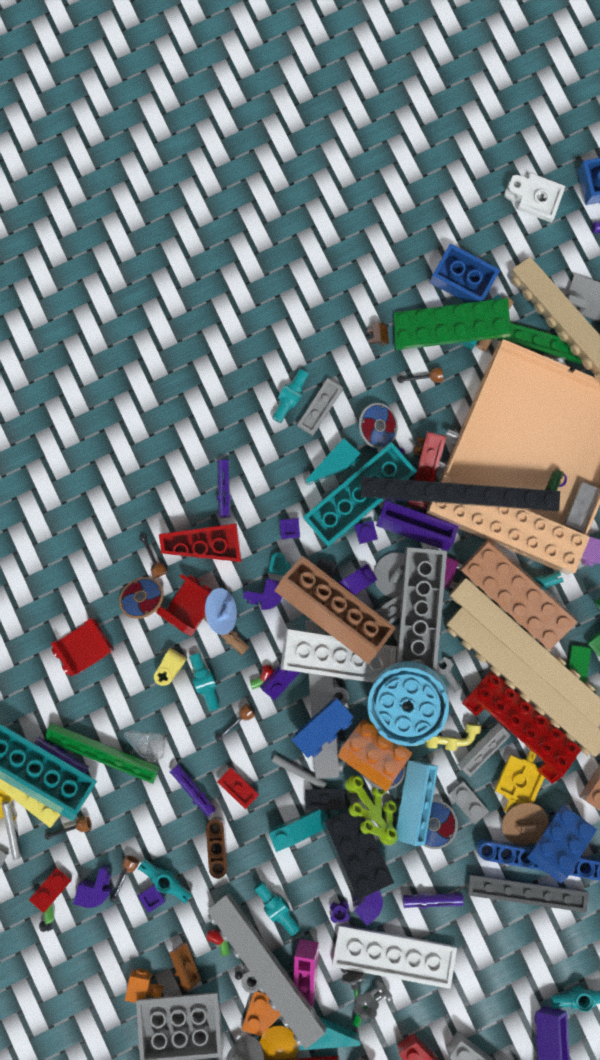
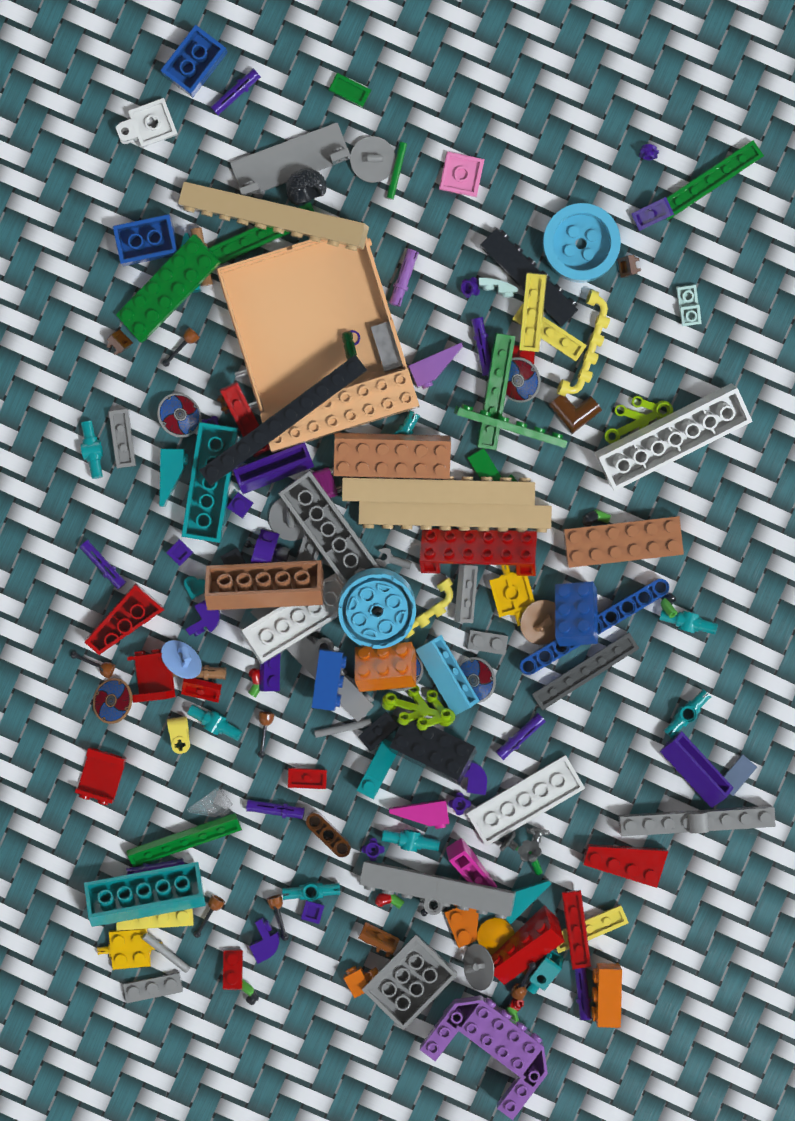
camera: 35 degrees left, 5 degrees up
(216, 647) = (201, 689): none -> red plate
(237, 894) = (373, 854): none -> dark purple plate
(309, 899) = (427, 813): none -> dark pink slope
(366, 596) = (281, 553): none -> dark grey hinge

